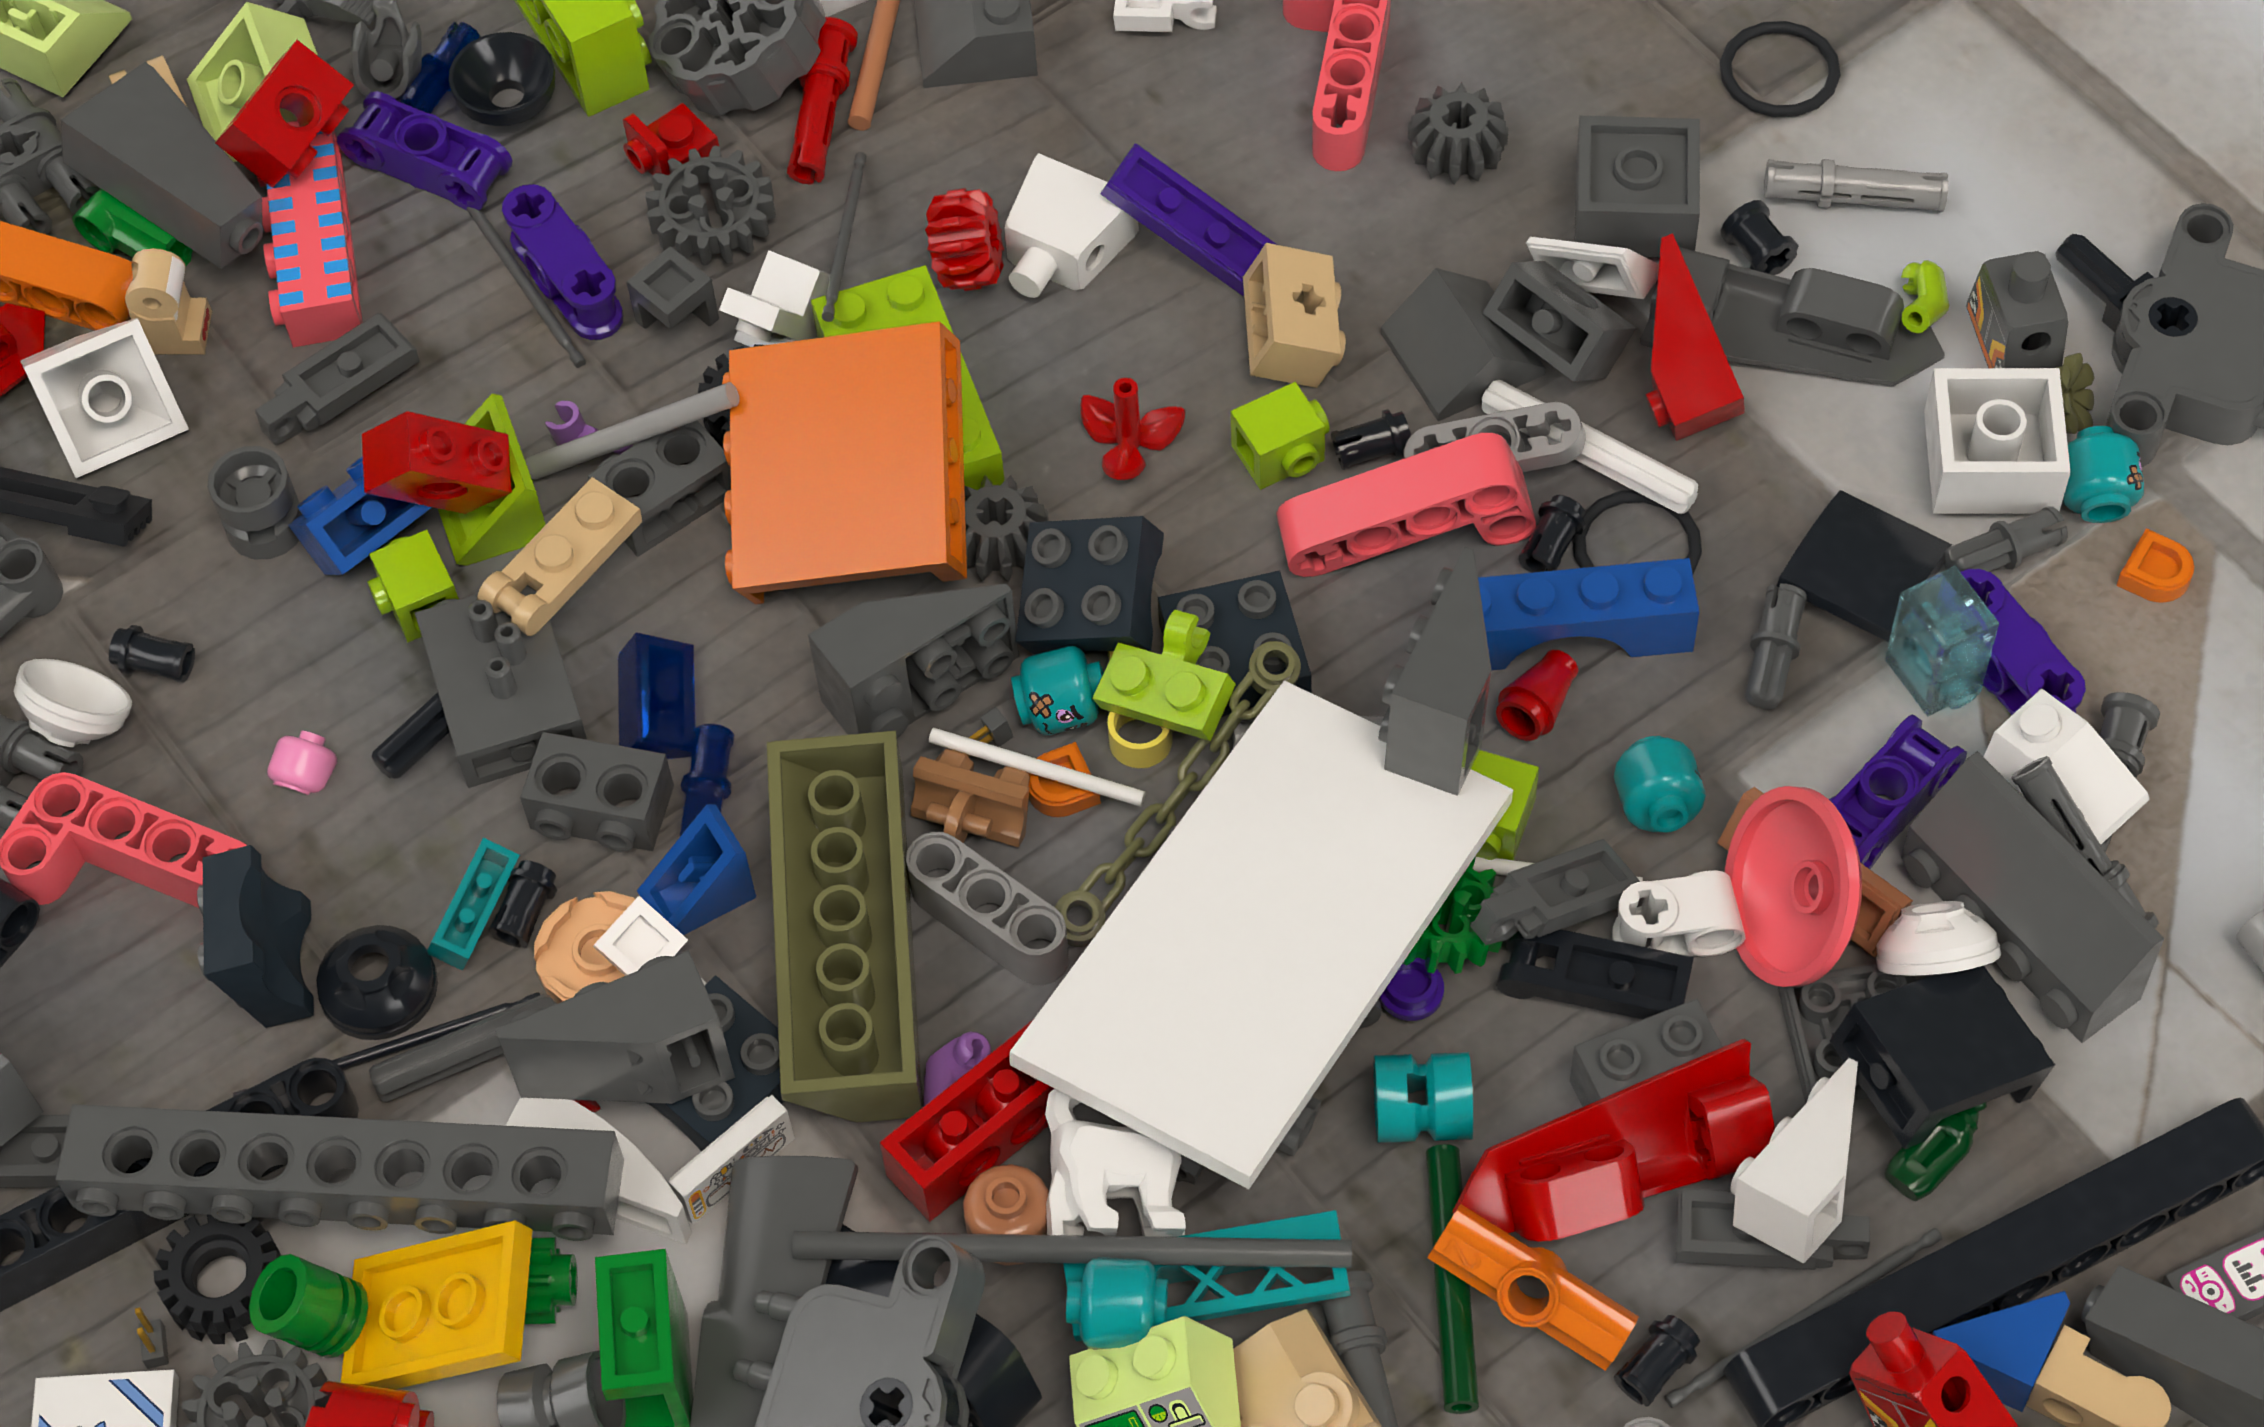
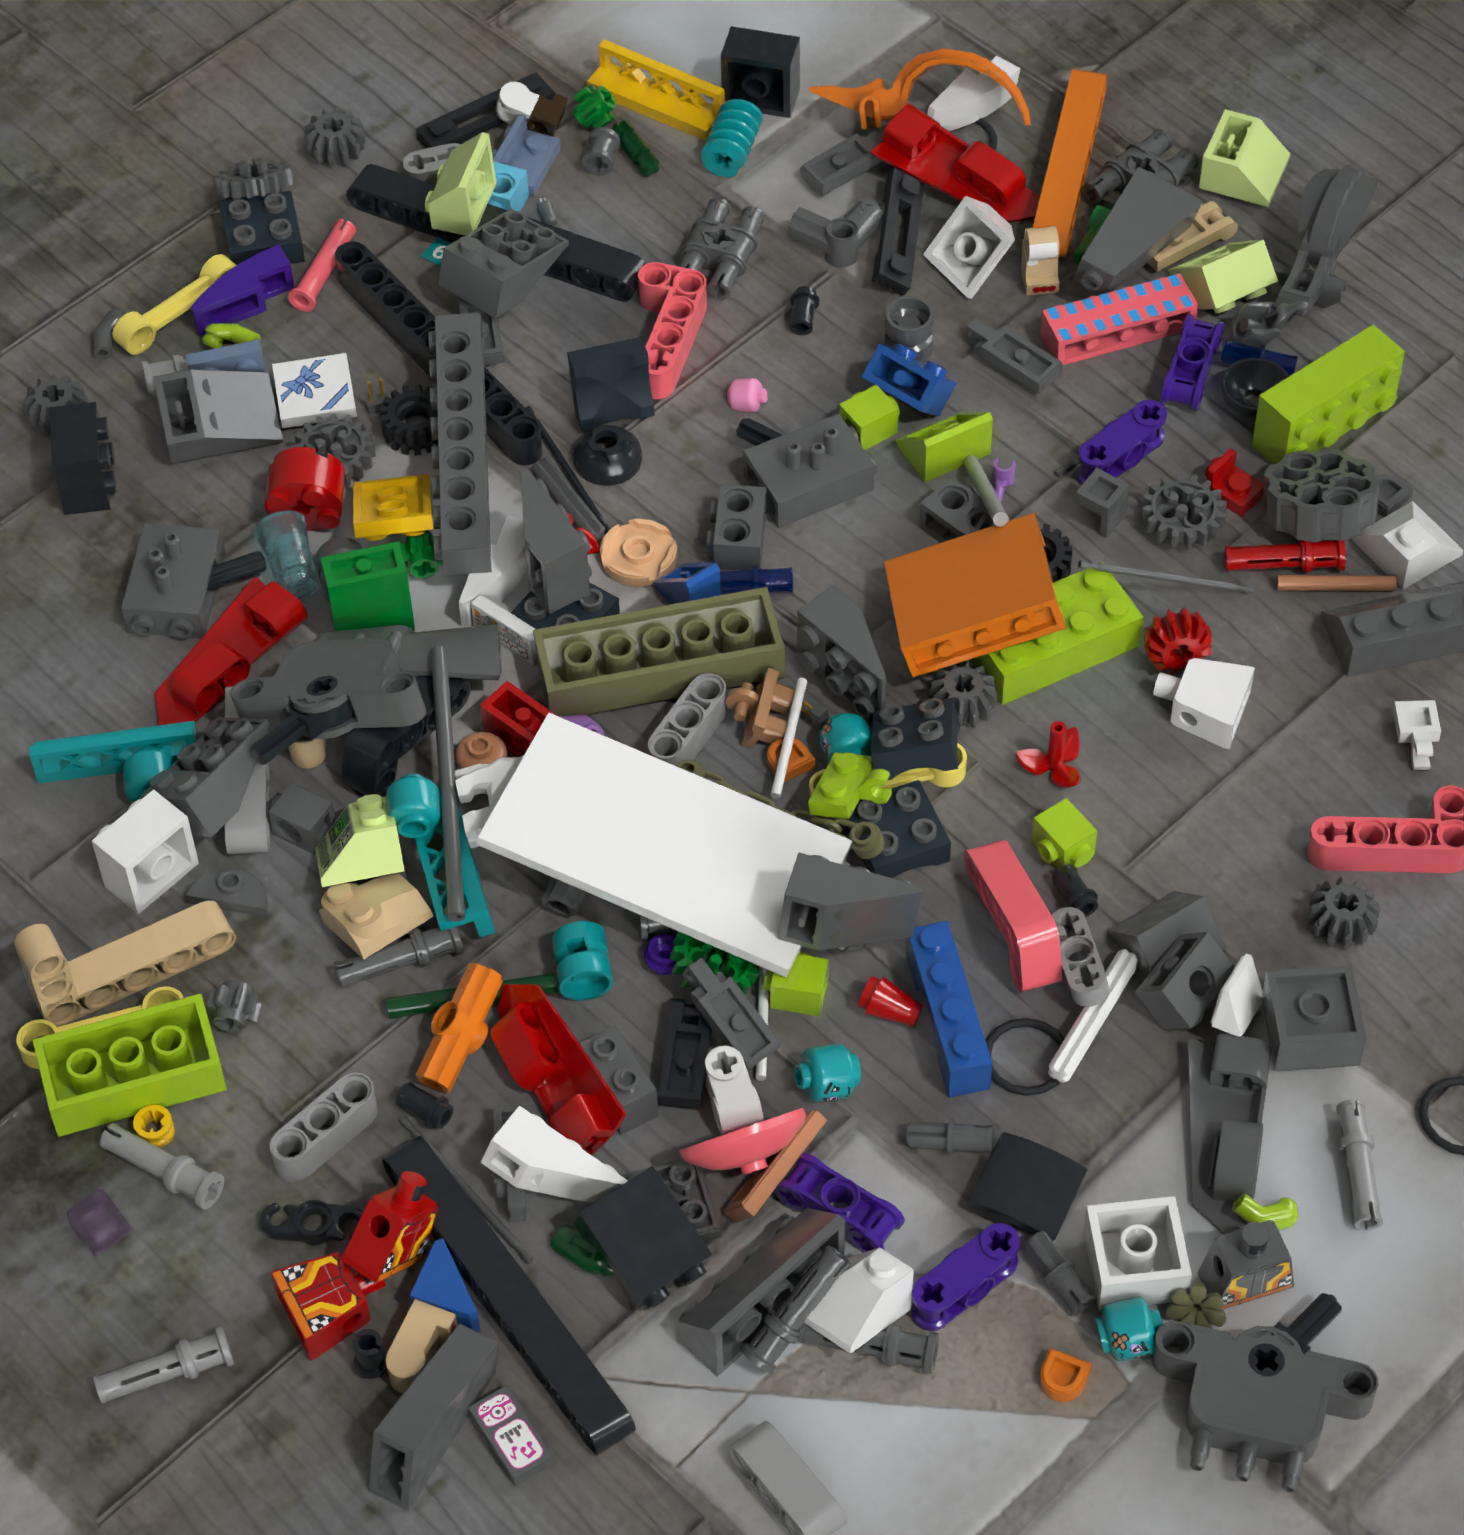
camera: 80 degrees right, 5 degrees down
(70, 701) = (769, 273): white piece -> none
(261, 136) = (1158, 257): red brick -> none
(308, 1306) = (392, 453): green piece -> none
(436, 463) = (928, 392): red brick -> none
(472, 904) = (658, 484): teal piece -> none
(523, 903) = (663, 508): black pin -> none
(561, 556) = (884, 470): tan plate -> none
(639, 937) = (629, 563): white plate -> none
(657, 696) = (816, 550): clear blue slope -> none
(779, 303) = (1095, 546): white brick -> none
(1185, 216) = (1223, 762): dark purple tile -> none
(1292, 315) = (1178, 816): tan brick -> none
(1558, 524) = (1017, 1000): black pin -> none
(1688, 363) = (1174, 1052): red slope -> none
(1759, 238) = (1293, 1104): black bush -> none
(1936, 941) = (719, 1230): white piece -> none
(1941, 641) = (953, 1216): clear light blue brick -> none

